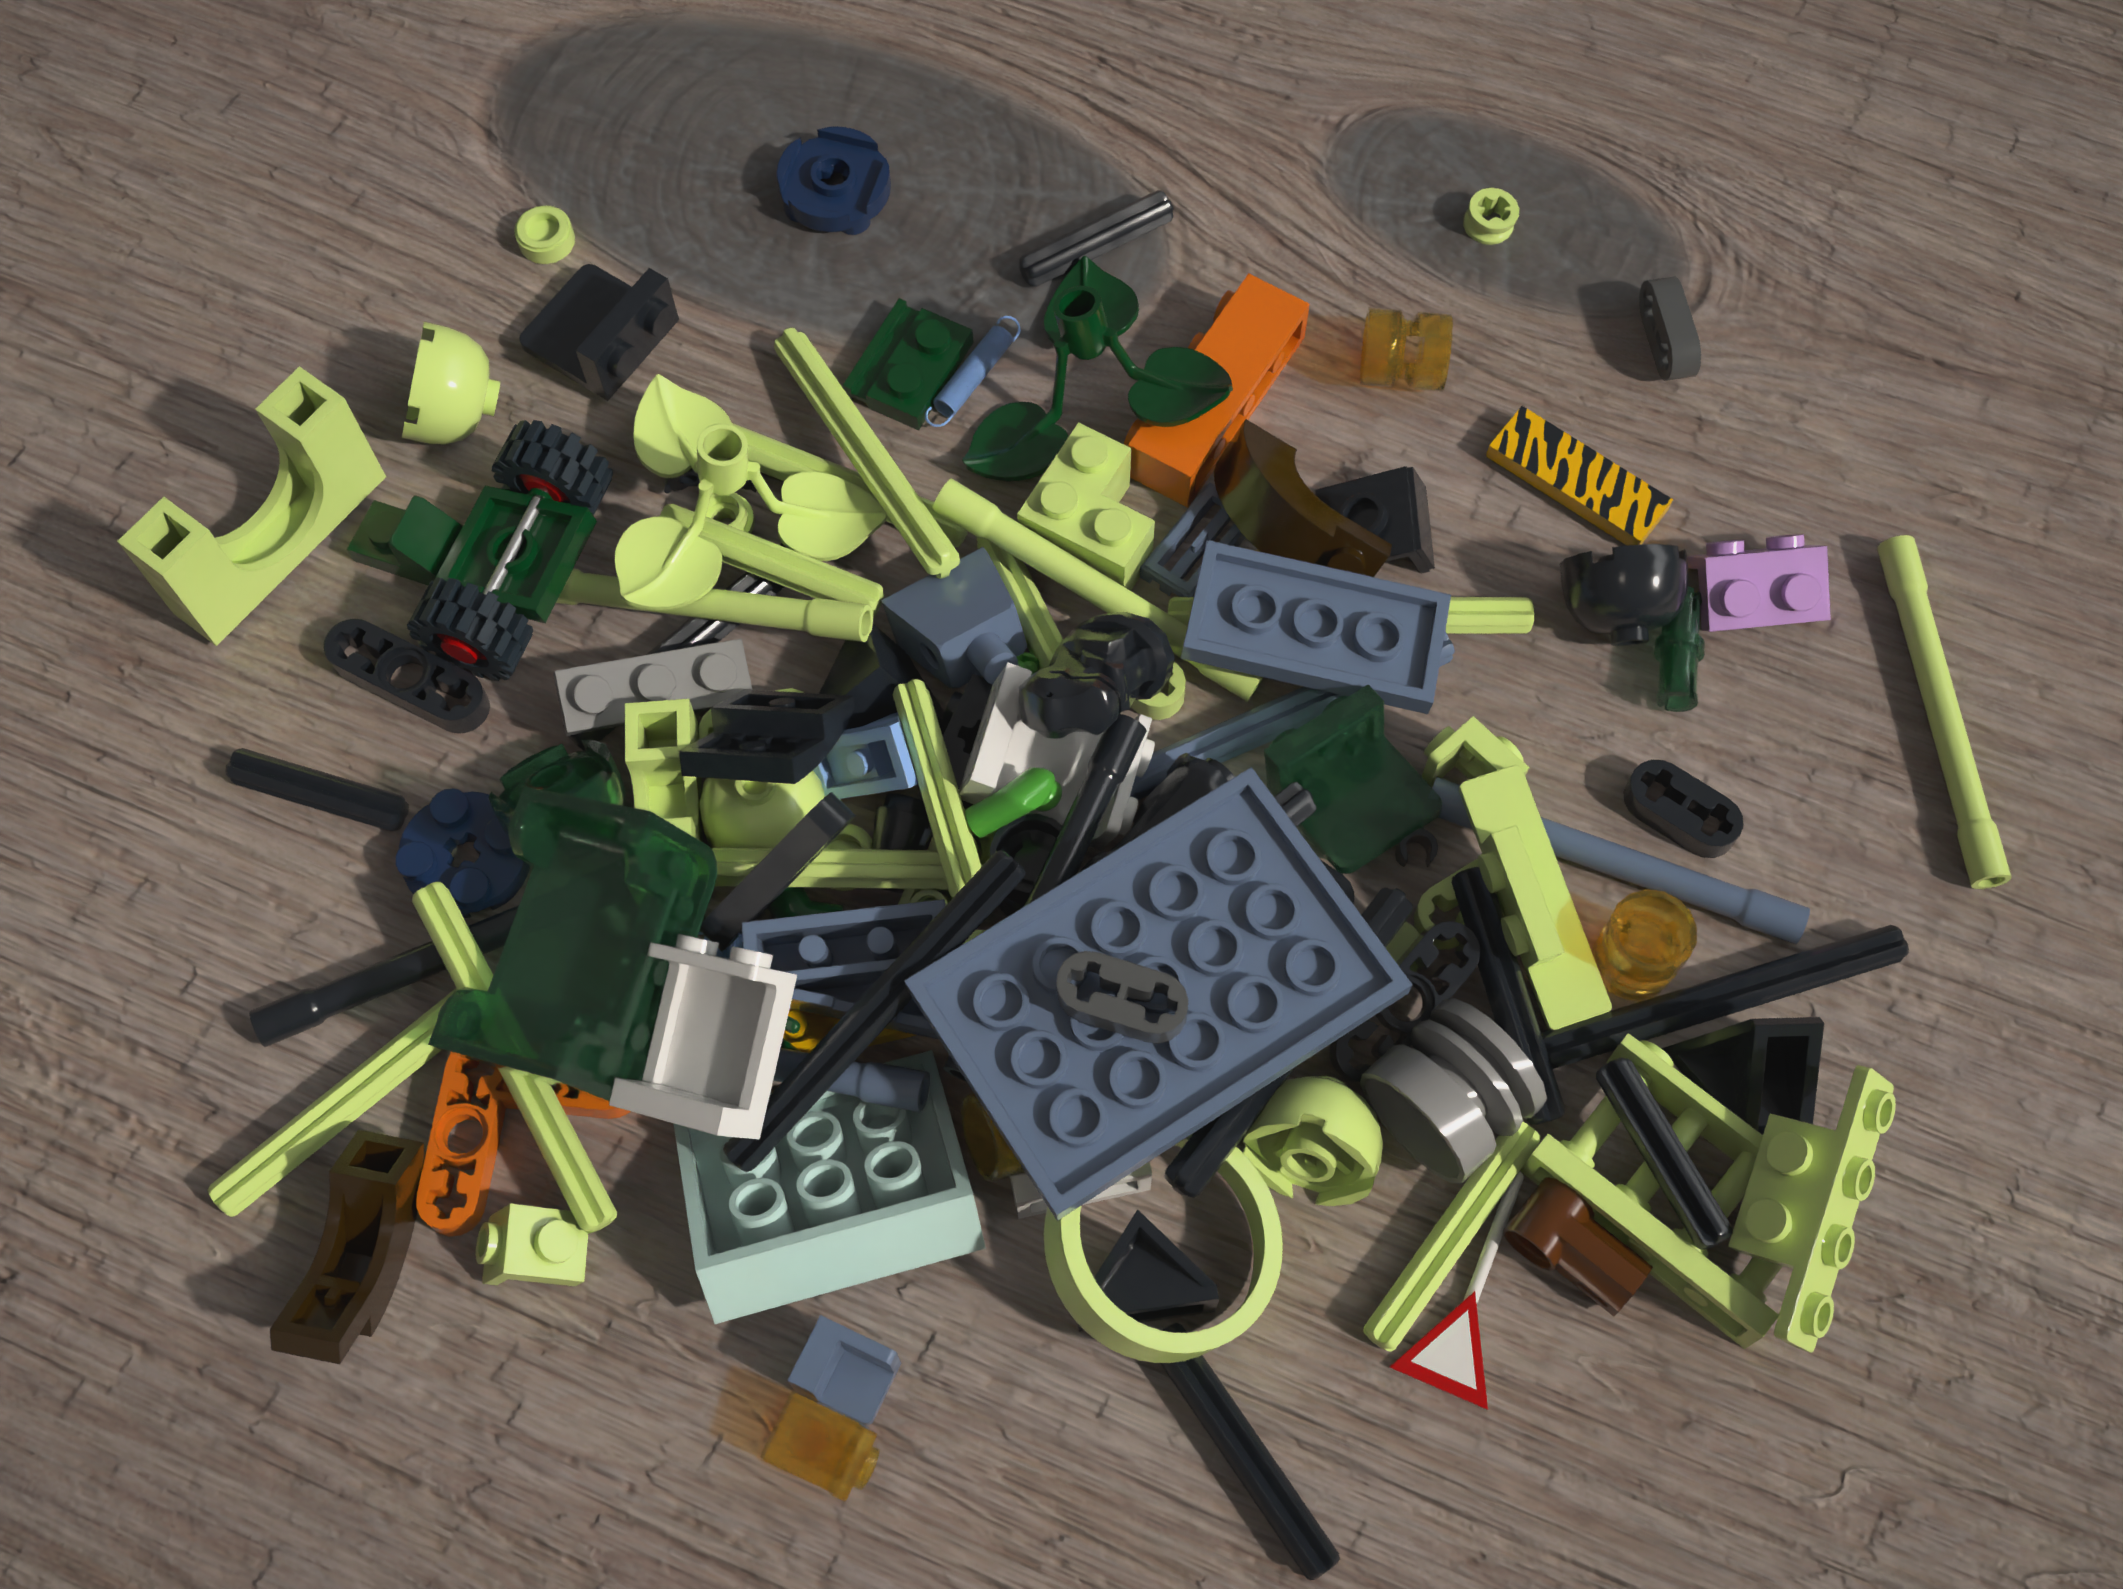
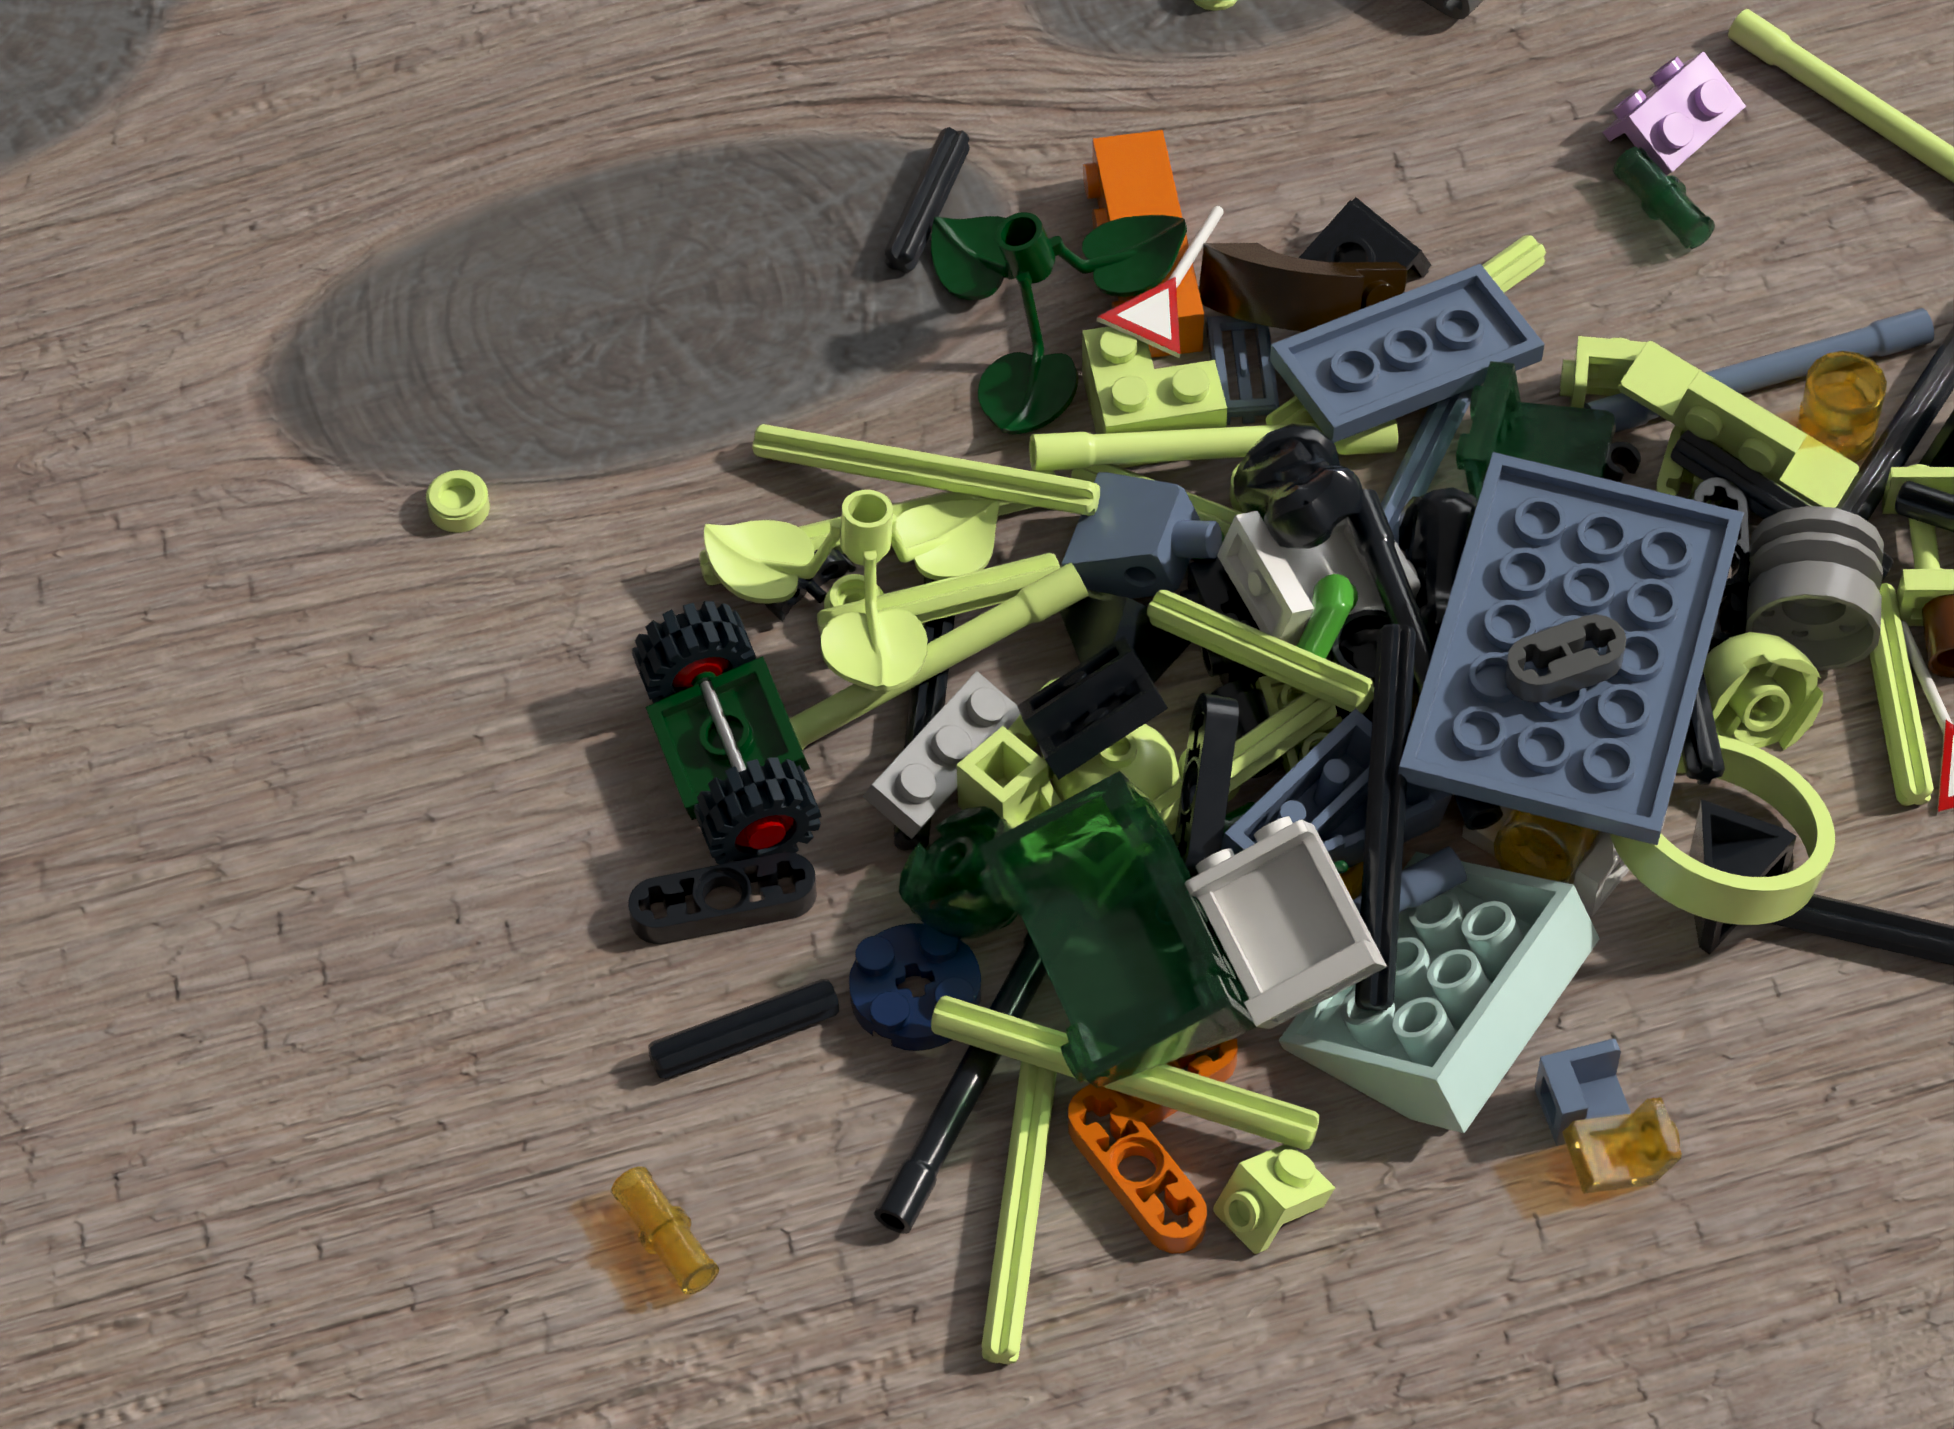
camera: 40 degrees left, 10 degrees down
(103, 902) = (665, 1230): none -> clear yellow pin
(319, 482) = (497, 875): yellowish green arch -> none
(359, 1249) = (1146, 1284): dark brown arch -> none
(405, 541) = (620, 803): dark green slope -> none
(448, 387) = (521, 661): yellowish green cylinder -> none
(601, 327) = (597, 534): black bracket -> none
(841, 206) = (673, 322): dark blue plate -> none
(868, 761) = (1184, 665): light blue slope -> none
(908, 363) = (876, 391): dark green plate -> none
(973, 371) = (934, 364): light blue piece -> none
(1139, 448) = (1154, 313): none -> white piece
(1385, 348) = (1257, 120): clear yellow wheel -> none
(1578, 477) = (1472, 129): yellow tile -> none
(1626, 591) = (1594, 180): black cylinder -> none
(1683, 808) = (1771, 305): black beam -> none

